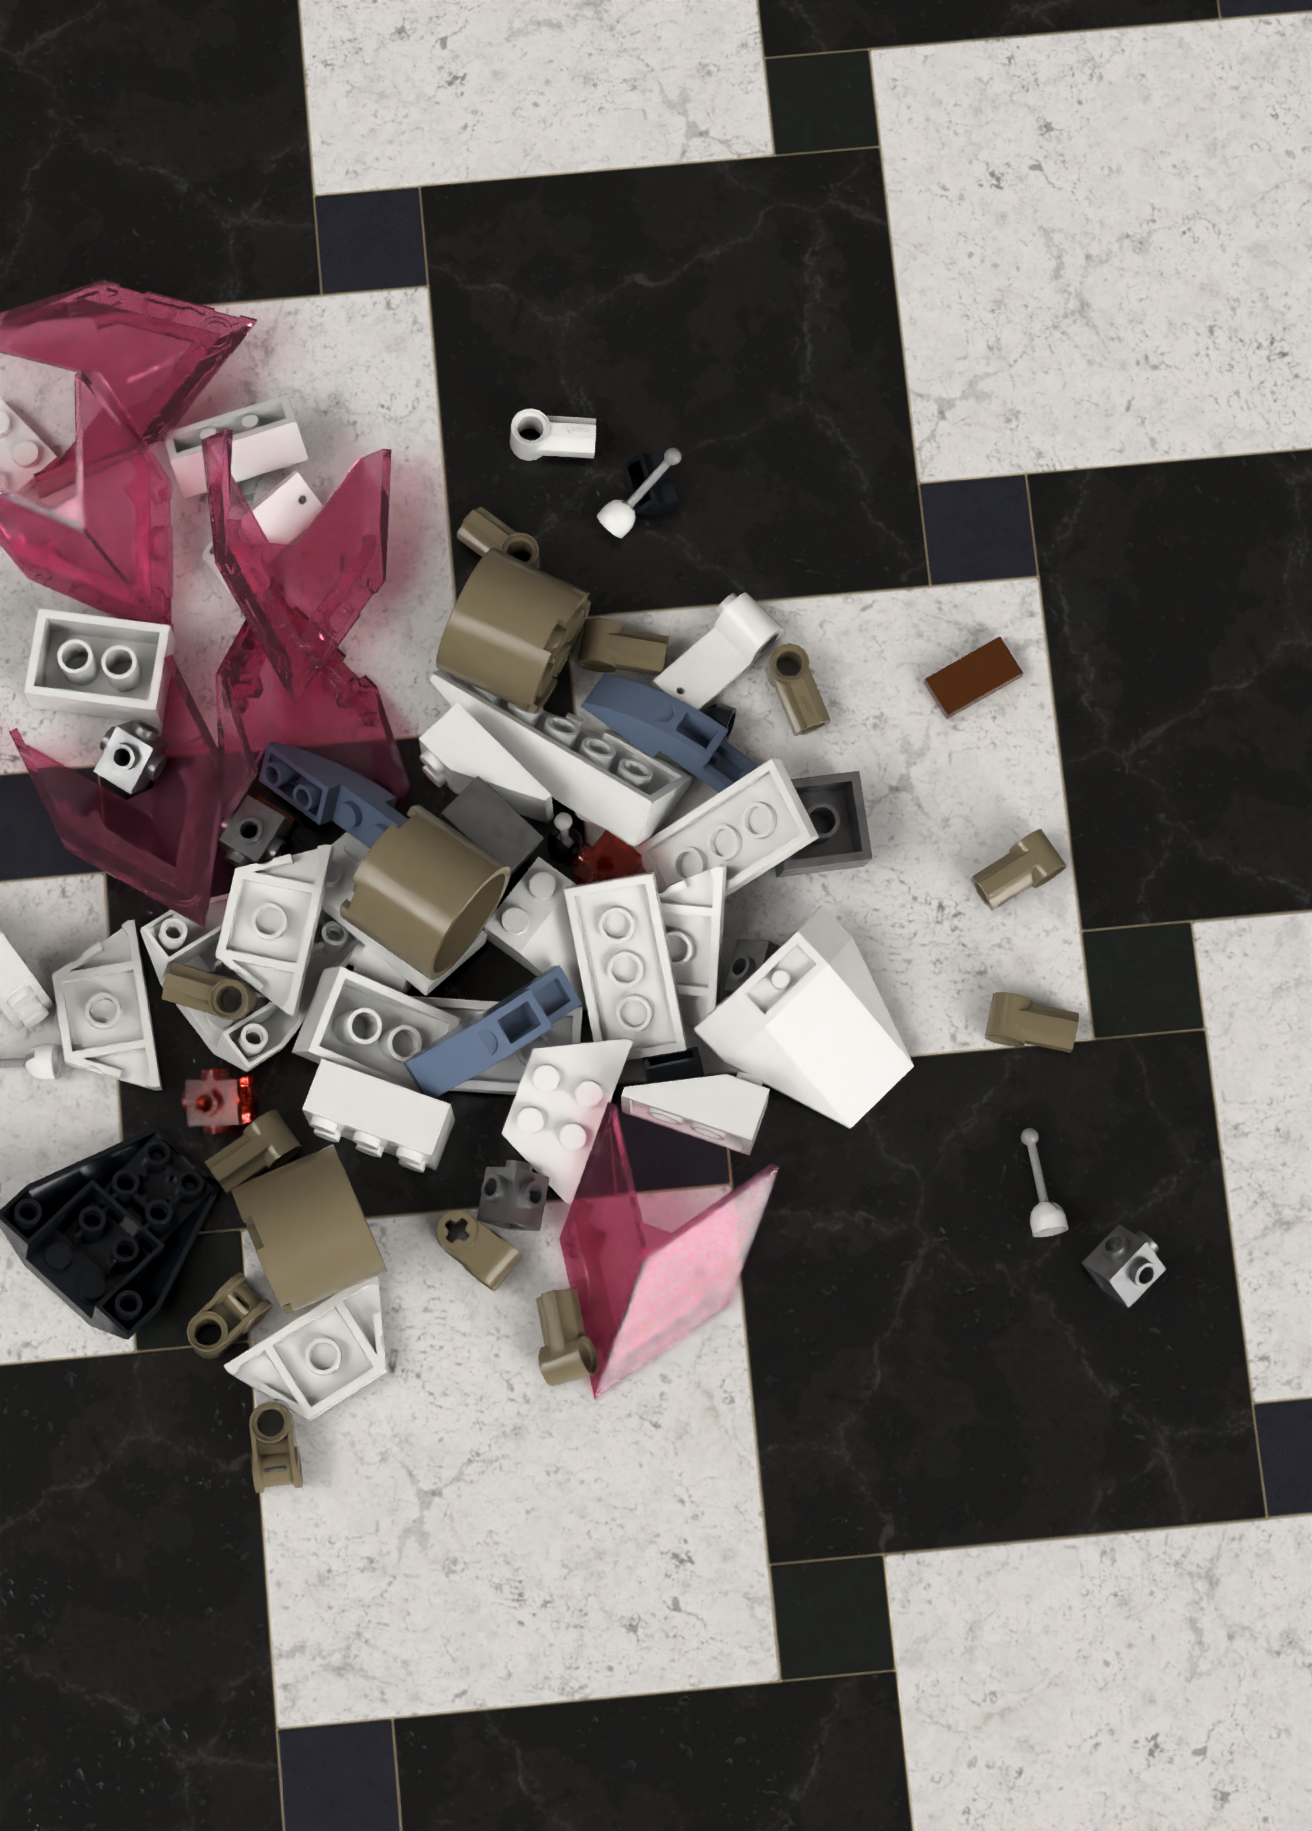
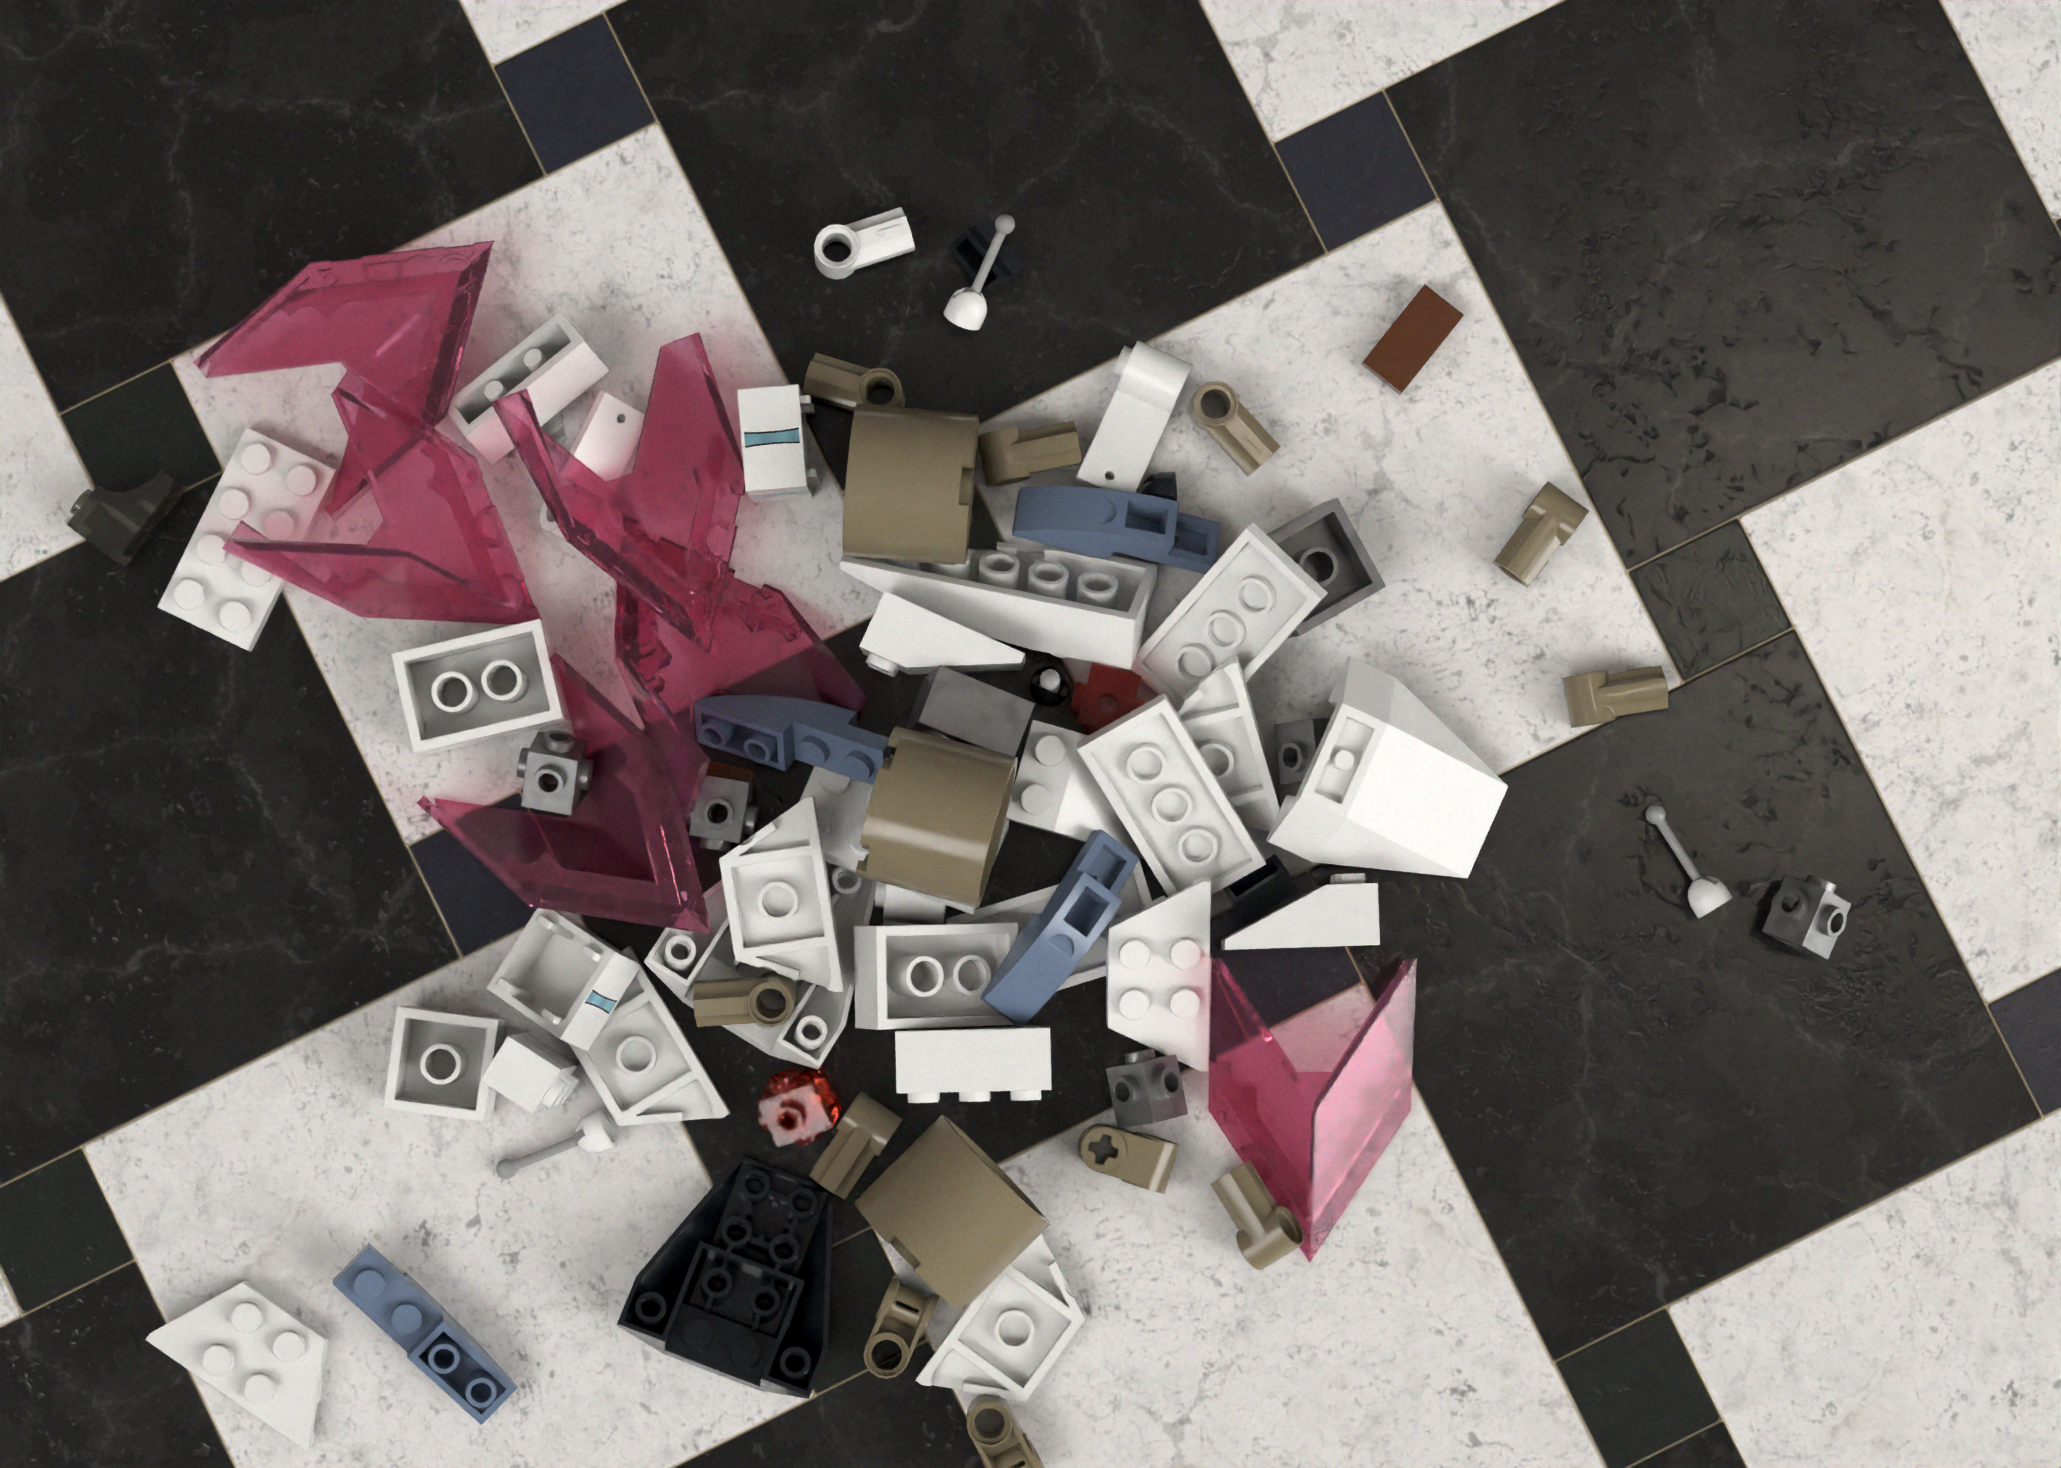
camera: 20 degrees left, 10 degrees up
(70, 920) = (564, 977): none -> white container
(418, 562) = (776, 443): none -> white container

